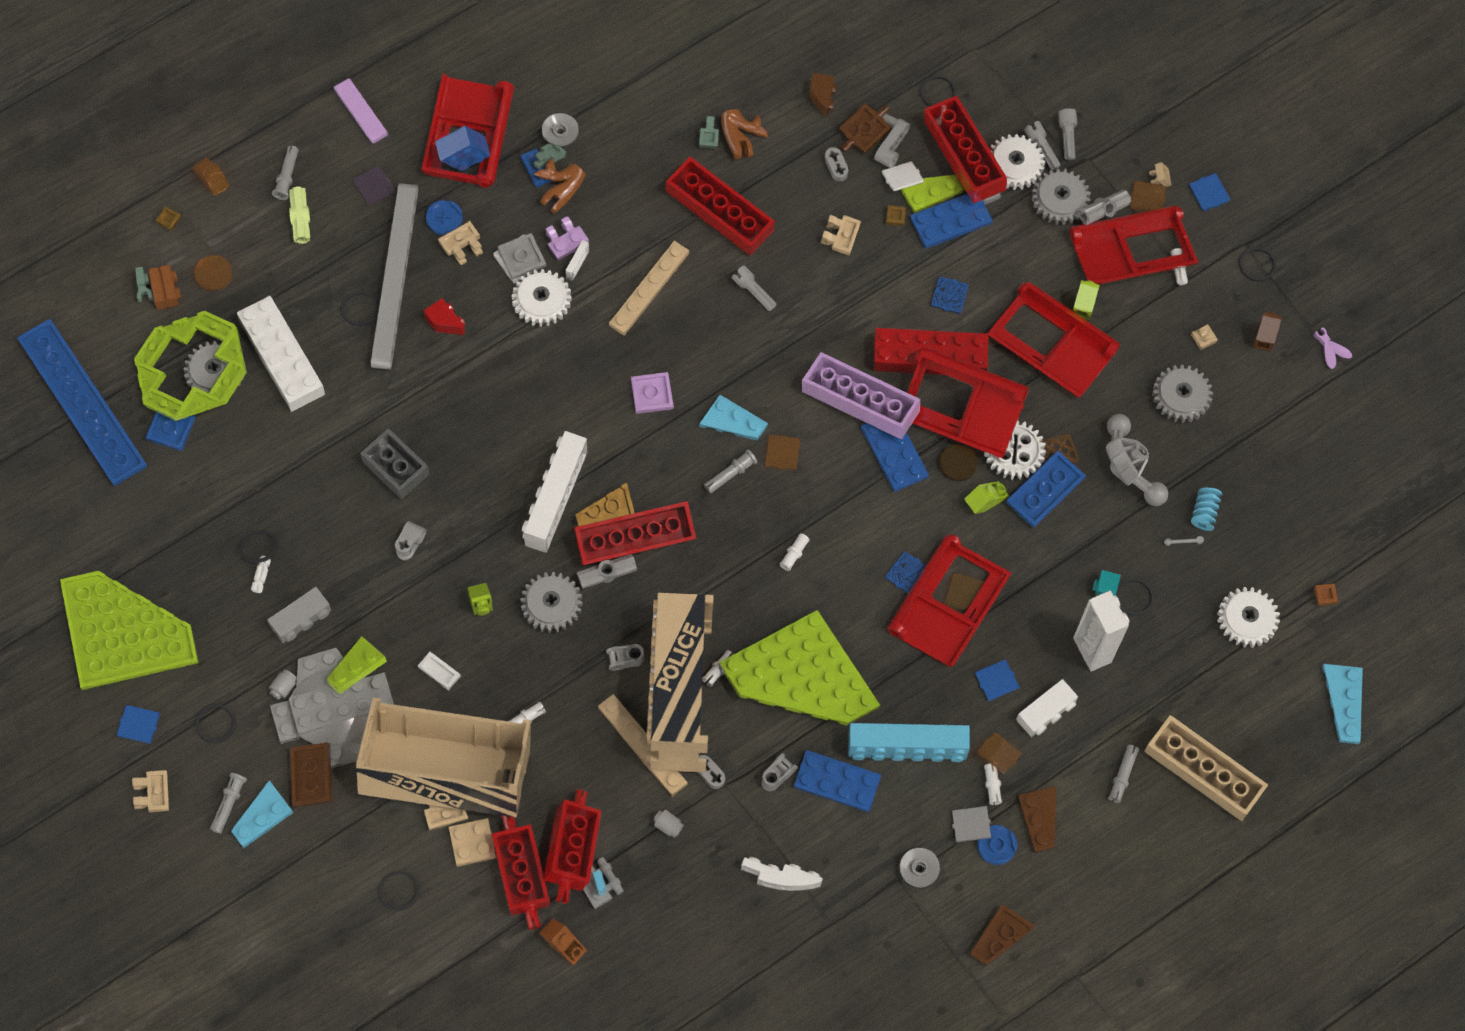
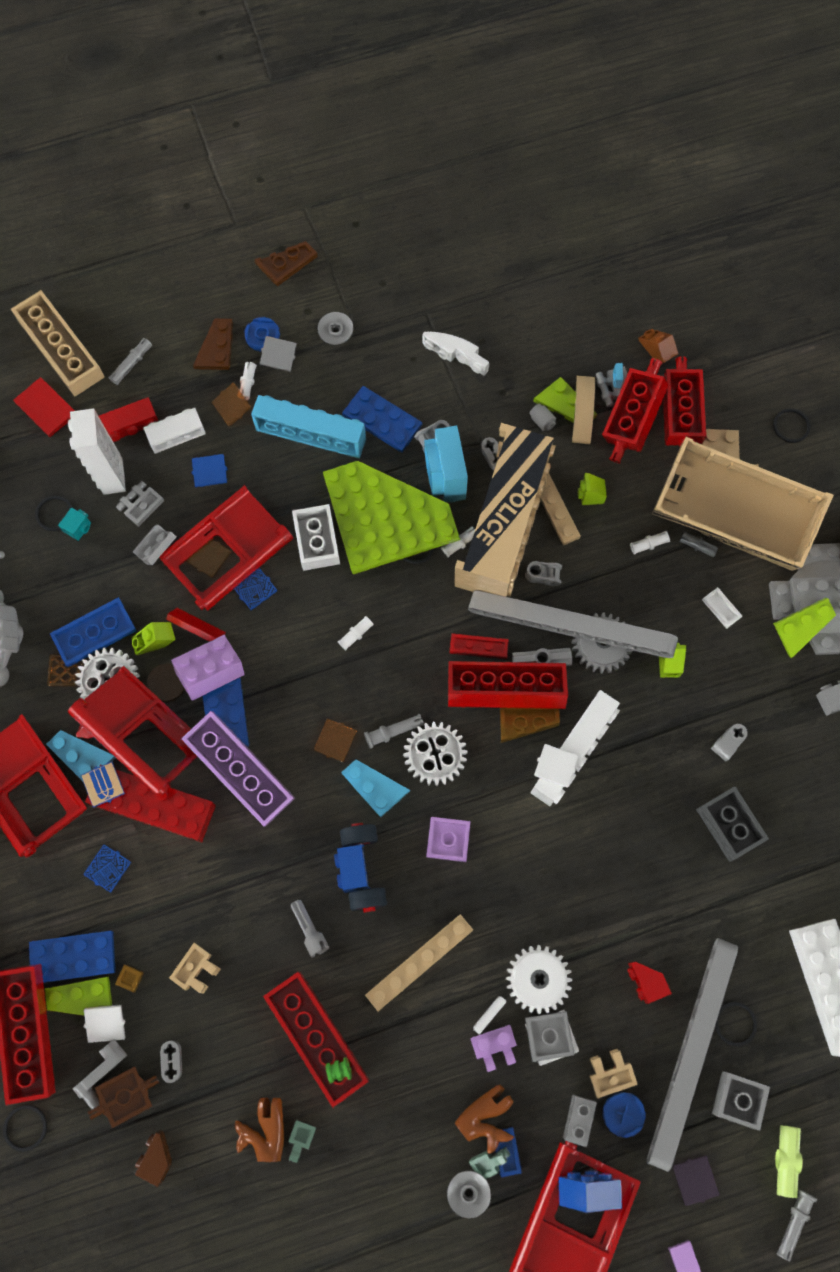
camera: 160 degrees left, 5 degrees up
(348, 246) = (740, 1100): none -> light grey brick
(481, 201) = (579, 1120): none -> light grey brick
(568, 599) = (574, 624): none -> light grey beam
(570, 460) = (556, 765): none -> white piece
(597, 751) = (592, 490): none -> lime slope
(627, 846) = (584, 409): none -> tan slope
(648, 851) = (559, 398): none -> lime wing
(670, 468) = (418, 759): none -> white gear
(671, 572) = (479, 646): none -> red tile
(692, 179) = (338, 1070): none -> bright green bush
(729, 340) = (353, 868): none -> brick
(753, 729) = (446, 465): none -> medium azure container
(863, 630) = (316, 537): none -> white brick
(922, 477) = (208, 667): none -> lavender brick
(950, 519) = (194, 625): none -> red tile
(977, 348) = (102, 784): none -> piece
(1019, 584) = (154, 545): none -> light grey bracket
(1020, 375) = (78, 754): none -> medium azure wing
(1046, 623) = (143, 506): none -> light grey plate
(1098, 706) = (128, 419): none -> red brick
(1191, 702) = (44, 407): none -> red tile

